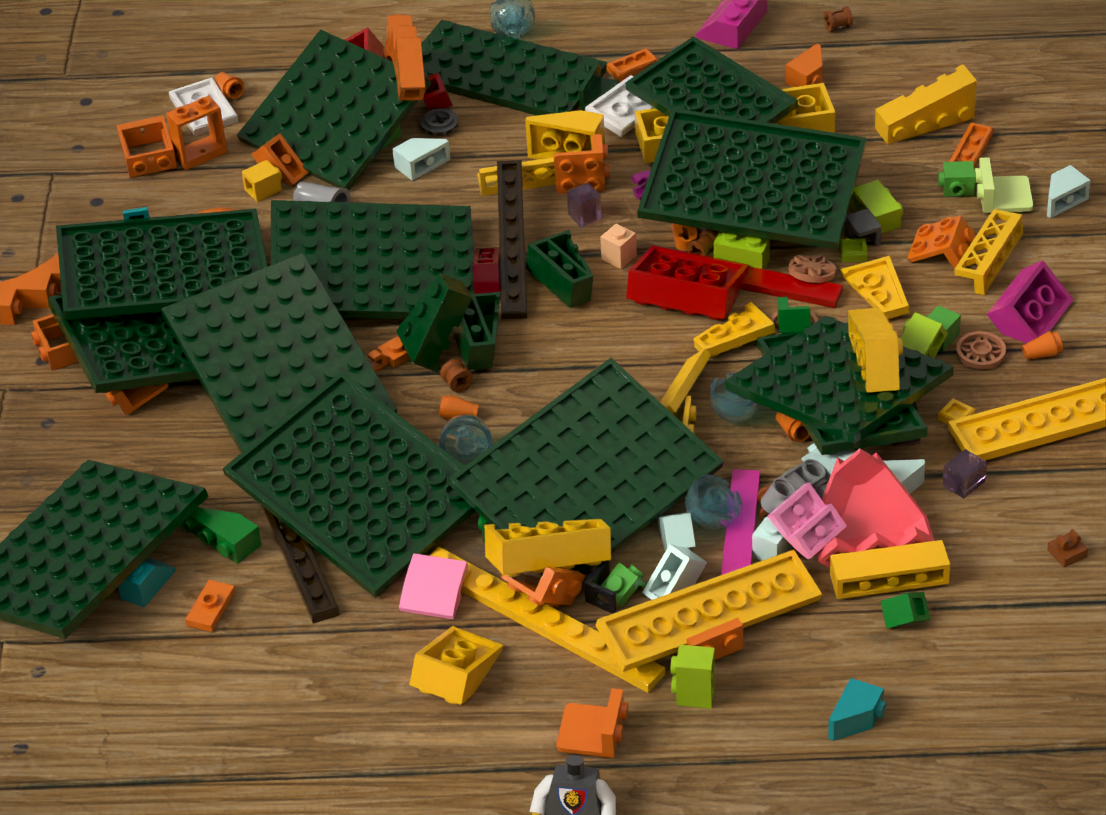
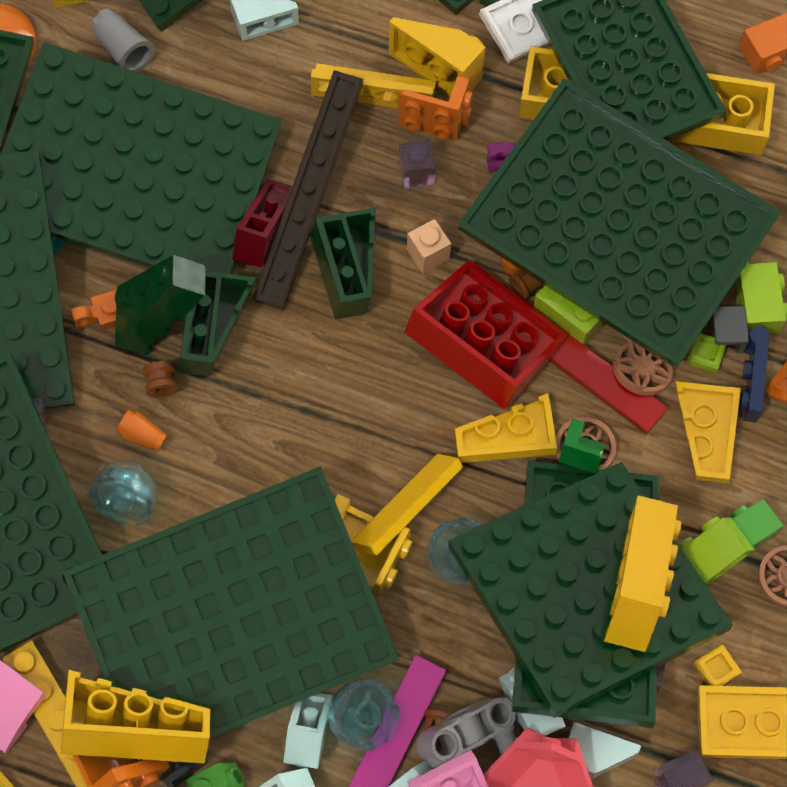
camera: 15 degrees right, 25 degrees up
(895, 247) = (754, 372): none -> dark blue plate

